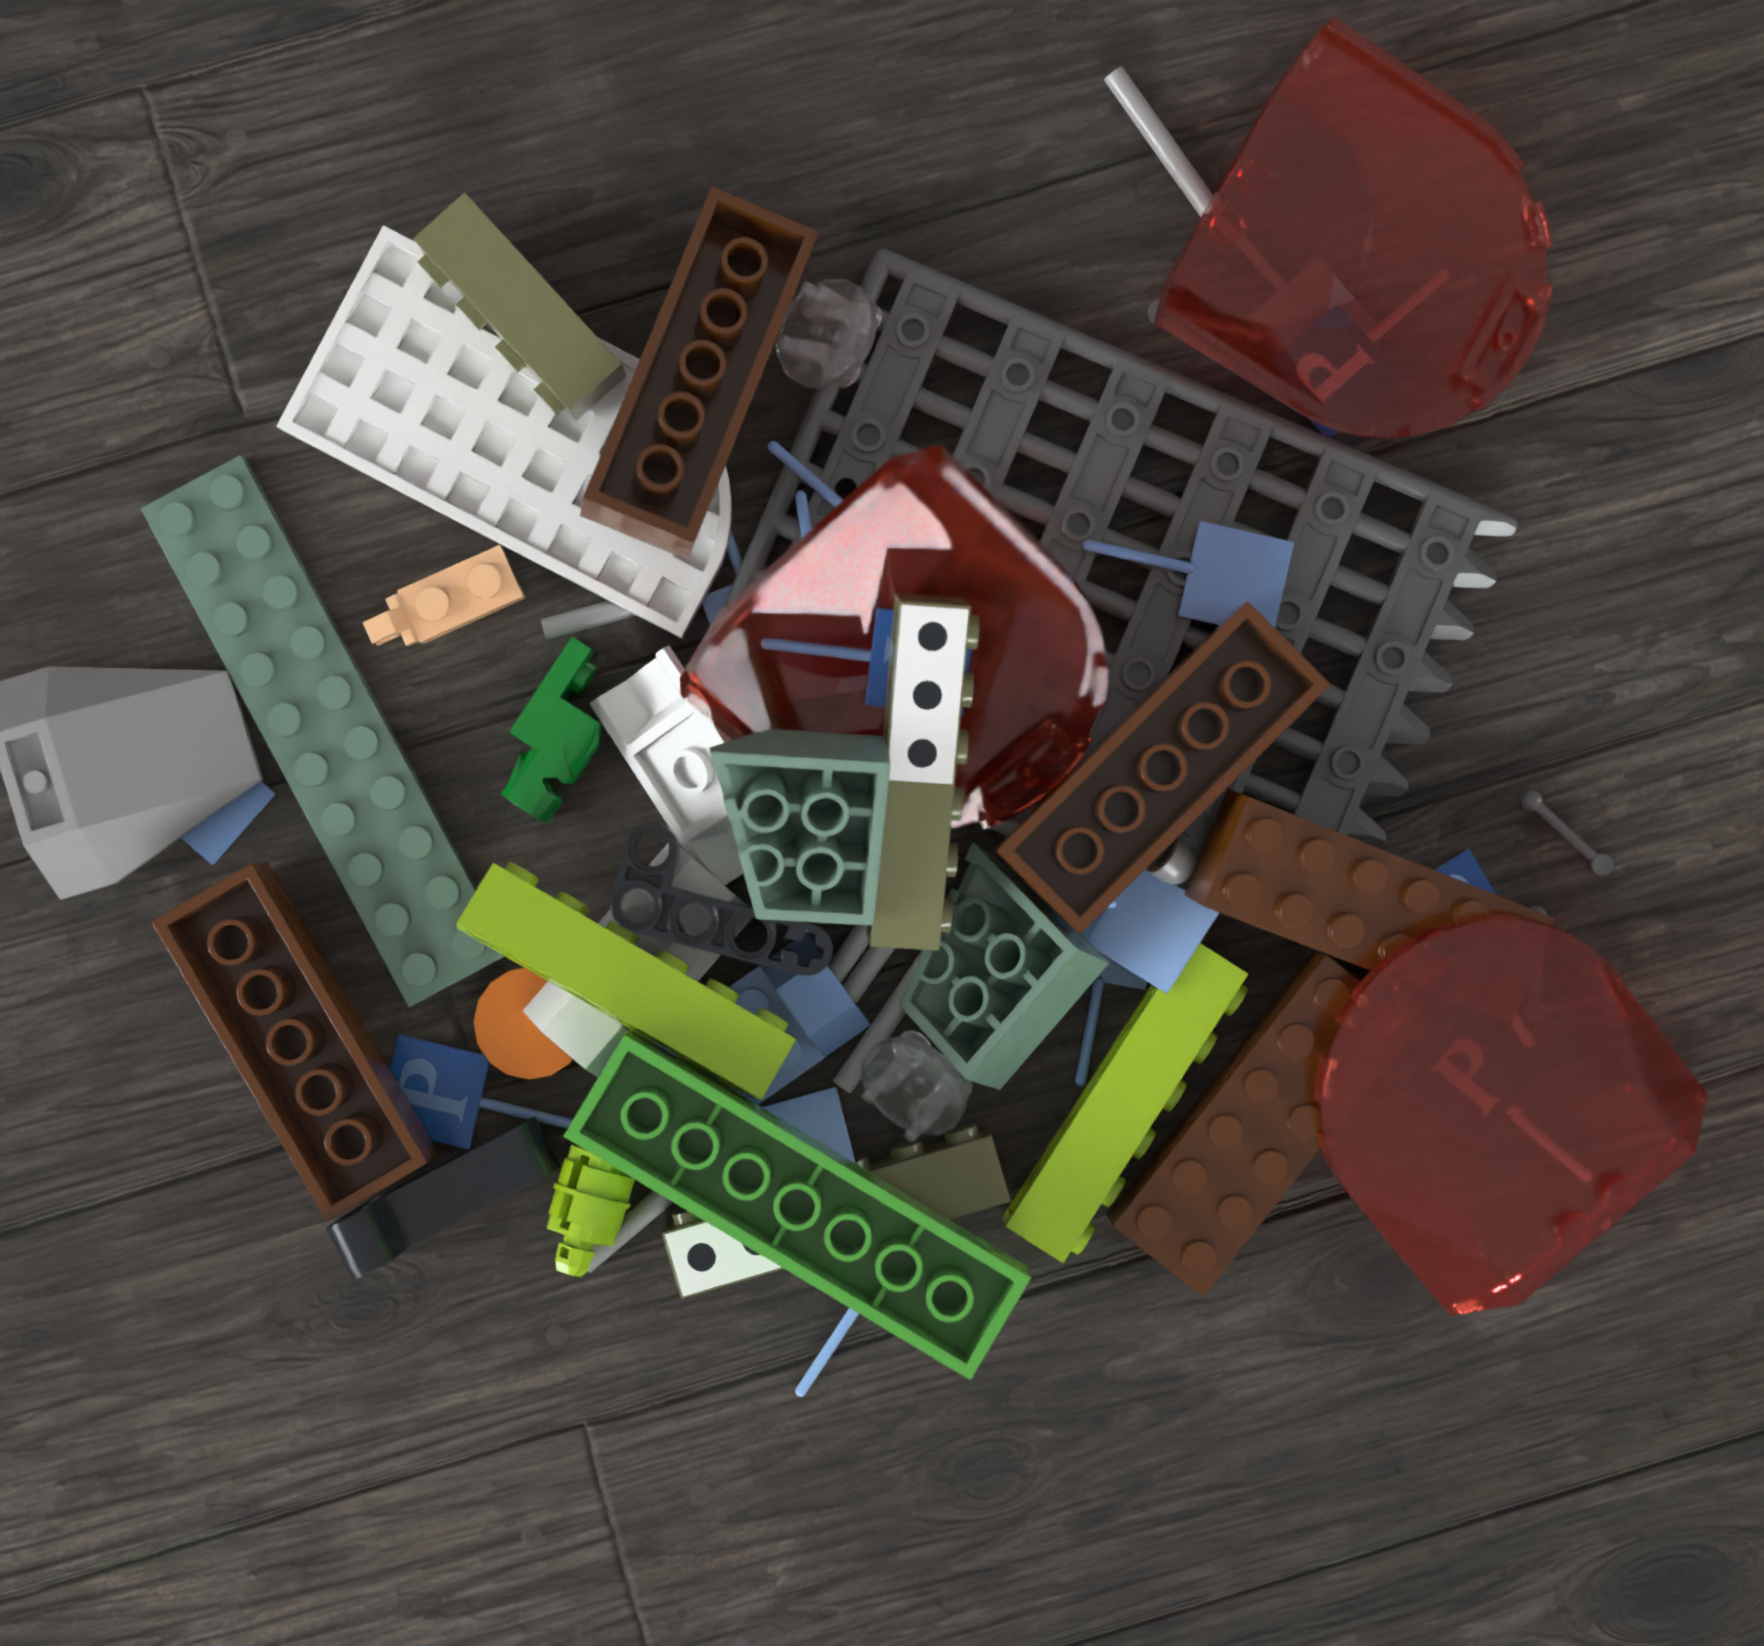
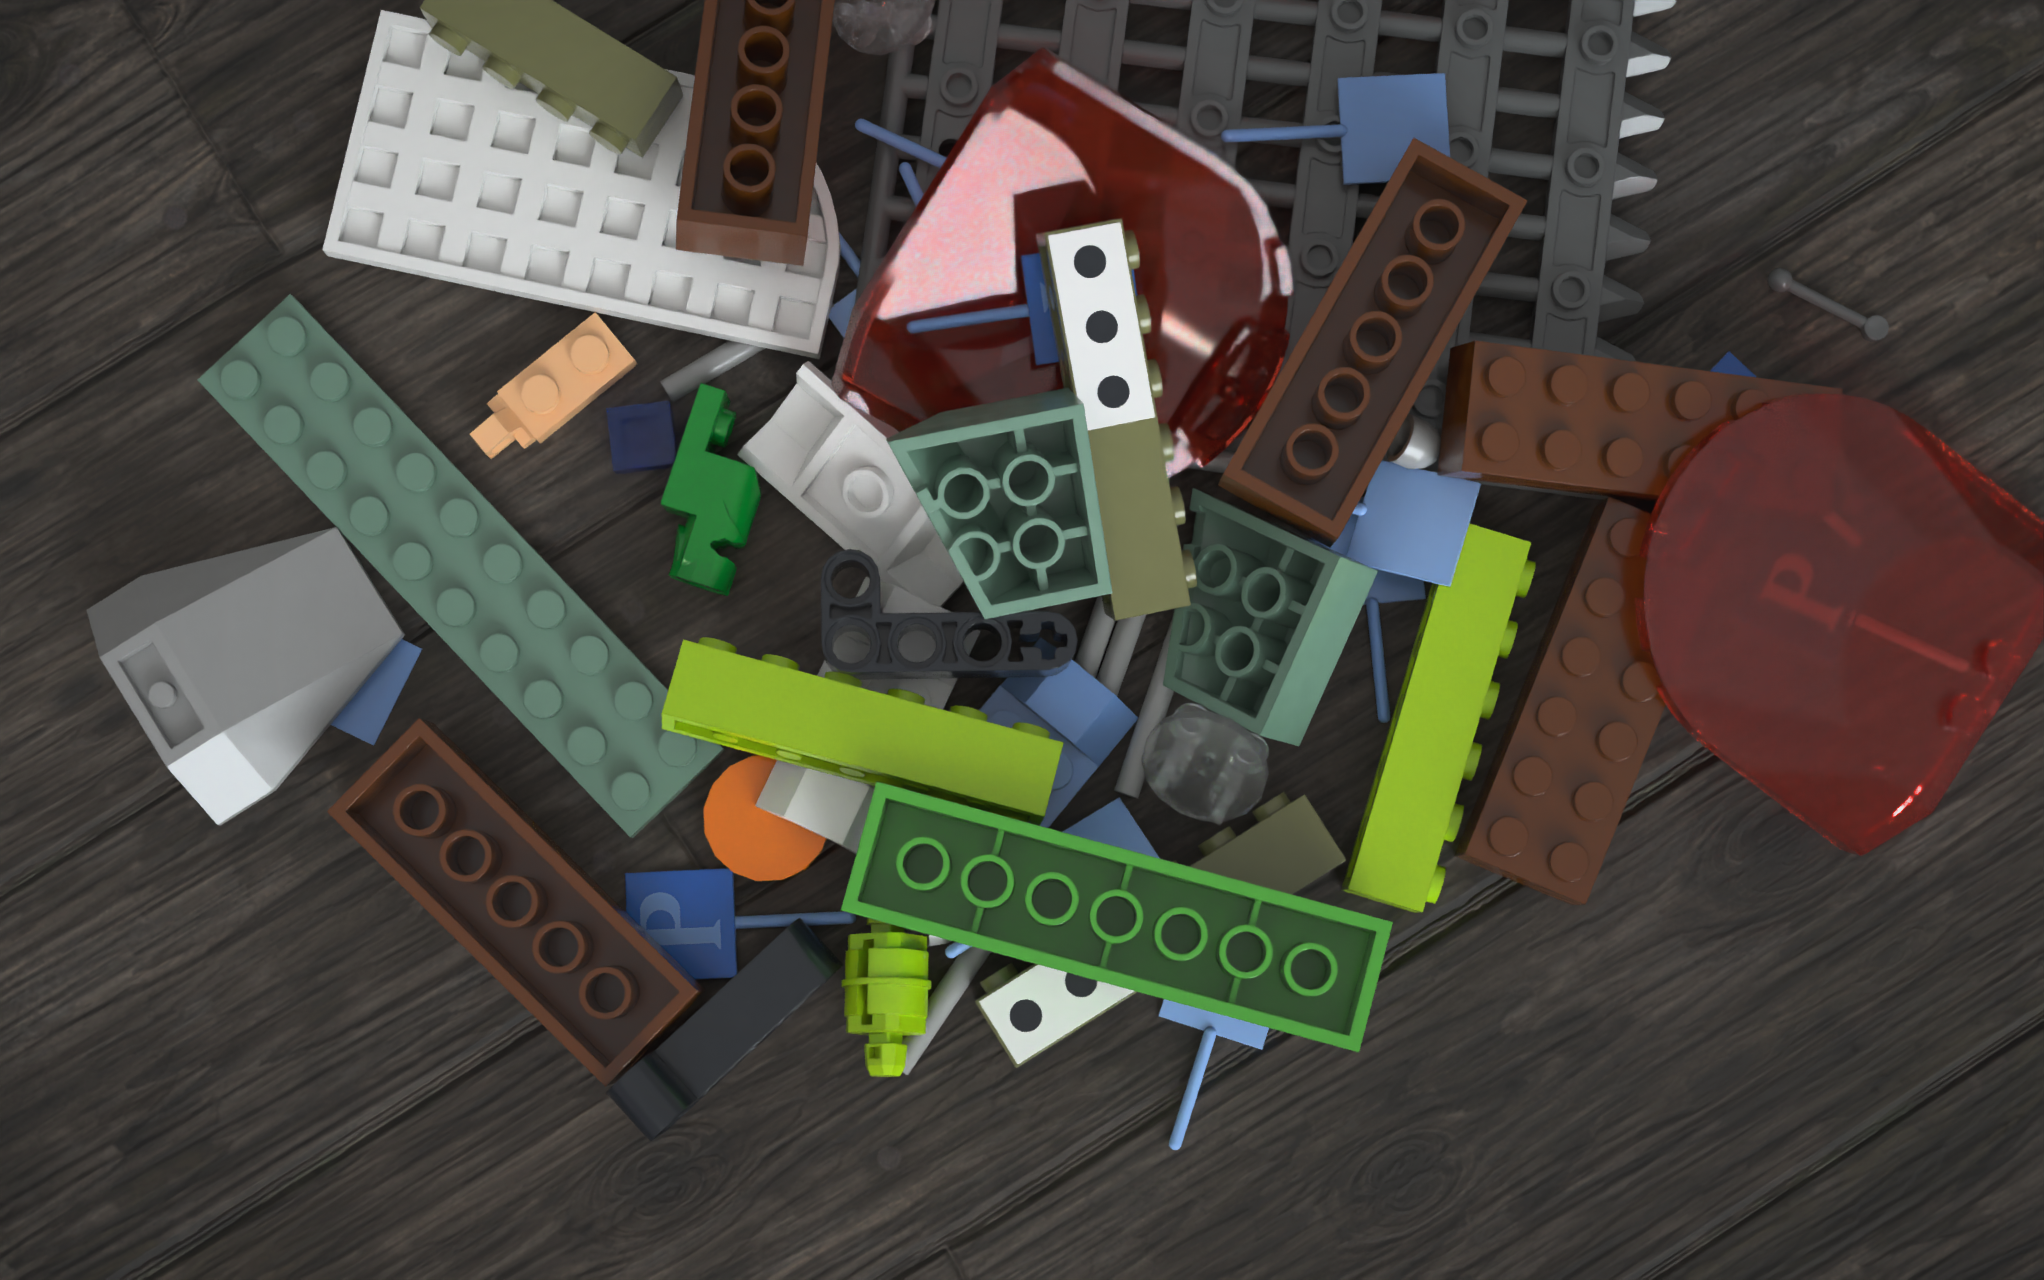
camera: 20 degrees left, 5 degrees down
(511, 665) = (642, 437): none -> clear blue plate

